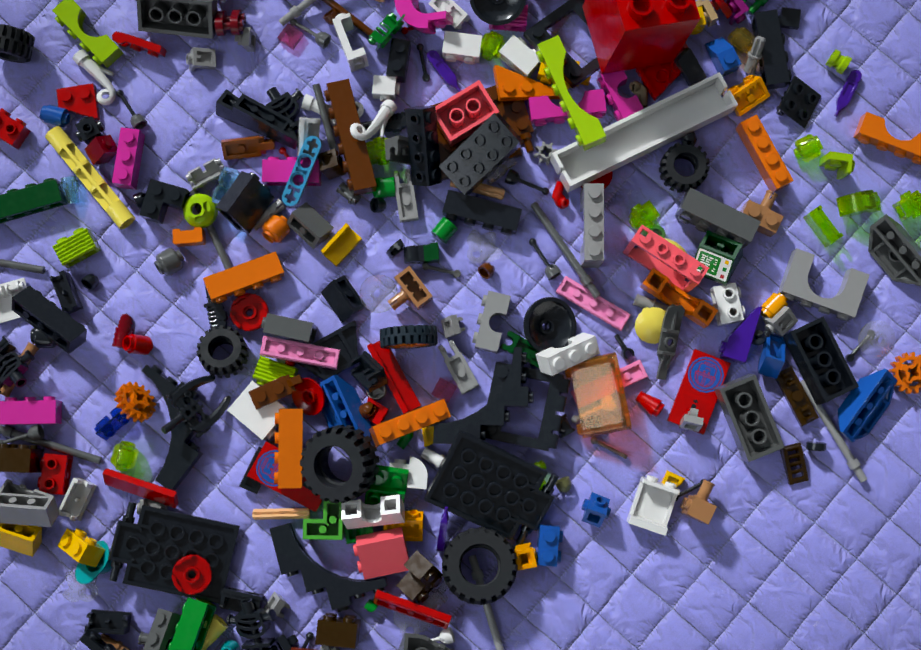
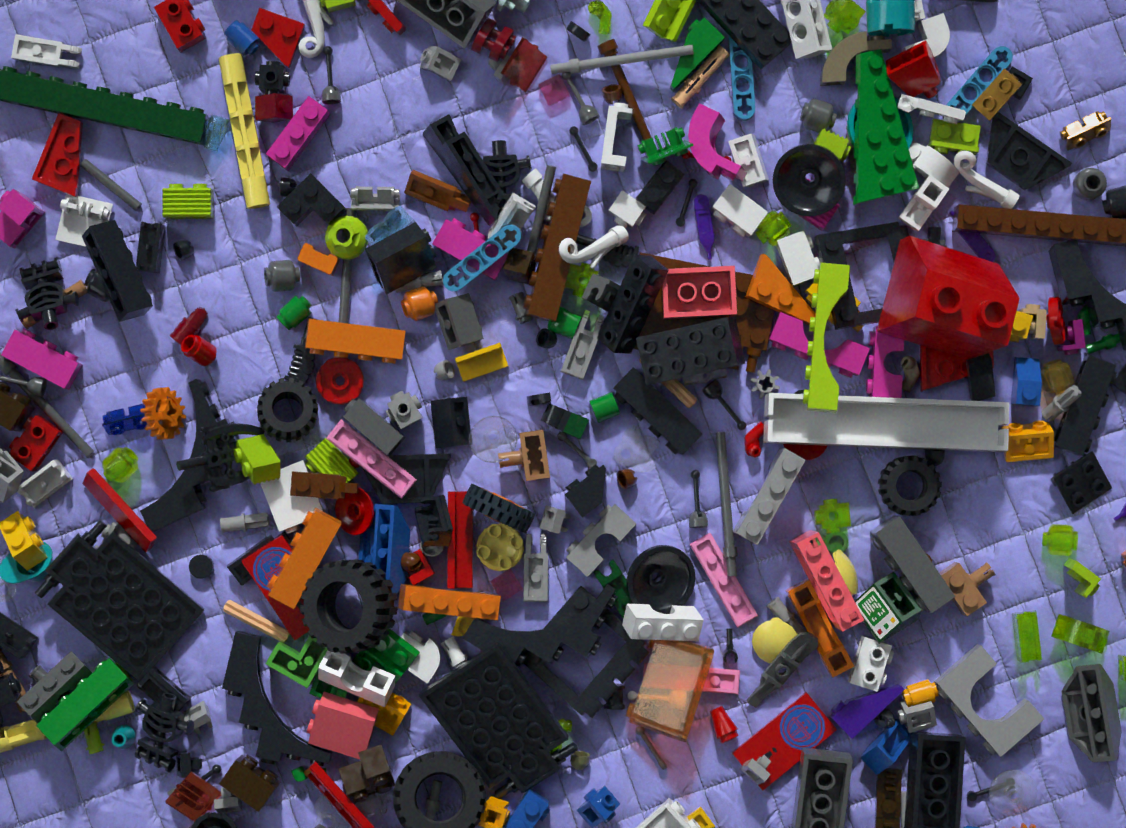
camera: 25 degrees right, 5 degrees up
(187, 584) = (121, 647): red plate -> none
(191, 282) = (294, 312): none -> green brick
(219, 396) = (257, 459): none -> lime brick
(221, 496) = (201, 566): none -> black tile
(235, 448) = (244, 522): none -> light grey axle
(259, 28) = (524, 64): none -> clear red piece
(311, 309) = (409, 417): none -> light grey brick
(318, 265) = (444, 370): none -> light grey hinge
(345, 73) = (592, 165): none -> black hinge
(424, 366) = (499, 547): none -> light yellow dish
(442, 531) = (420, 738): dark purple piece -> none
(465, 292) = (589, 492): none -> black slope
(764, 153) = (1007, 520): orange brick -> none

